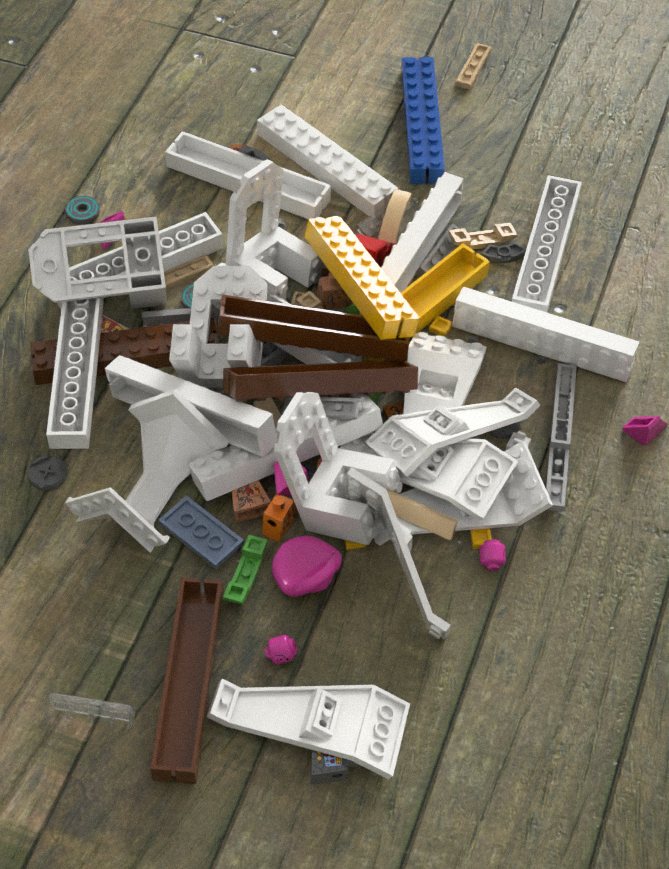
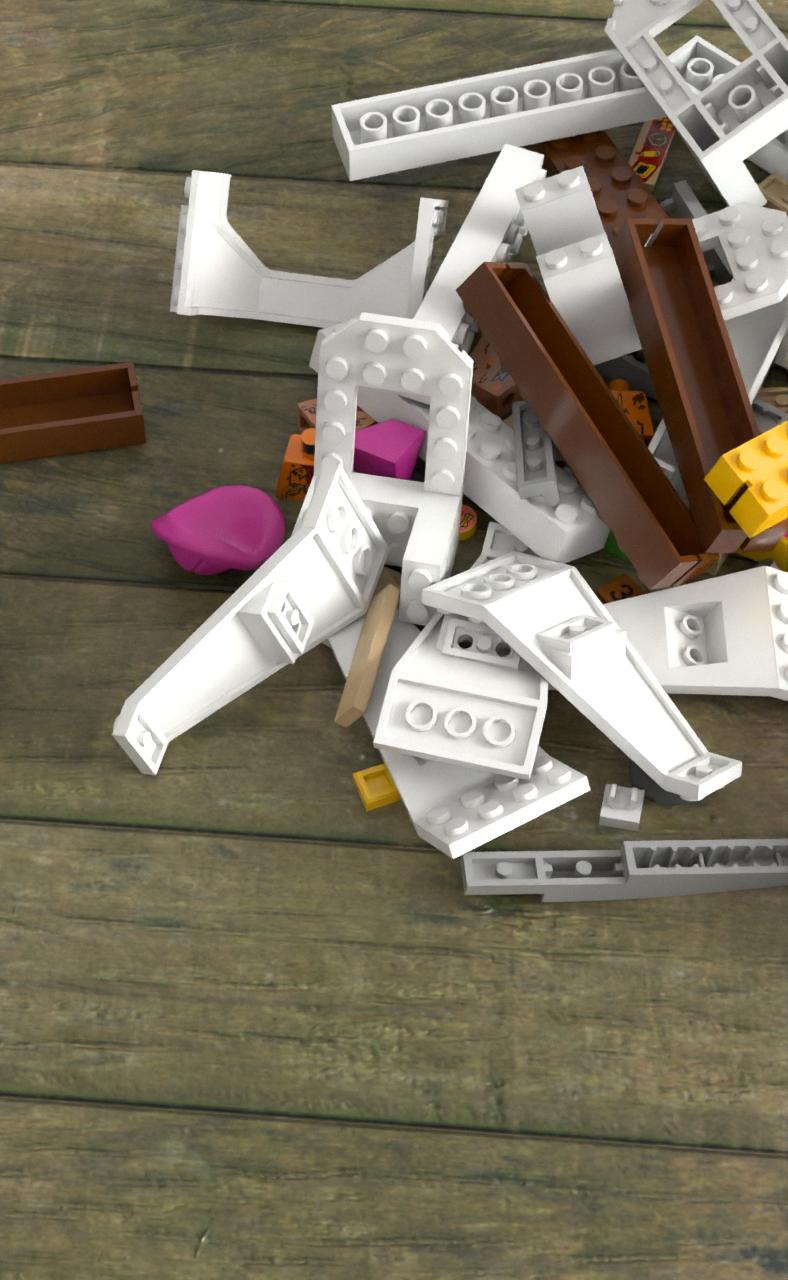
camera: 75 degrees right, 0 degrees up
(47, 473) = (312, 167): dark grey tile -> none
(201, 532) = (253, 382): sand blue plate -> none
(247, 570) = (190, 462): bright green slope -> none
(281, 649) = (48, 537): dark pink head -> none
(492, 554) = (335, 803): dark pink head -> none
(644, 428) = (746, 1022): dark pink slope -> none

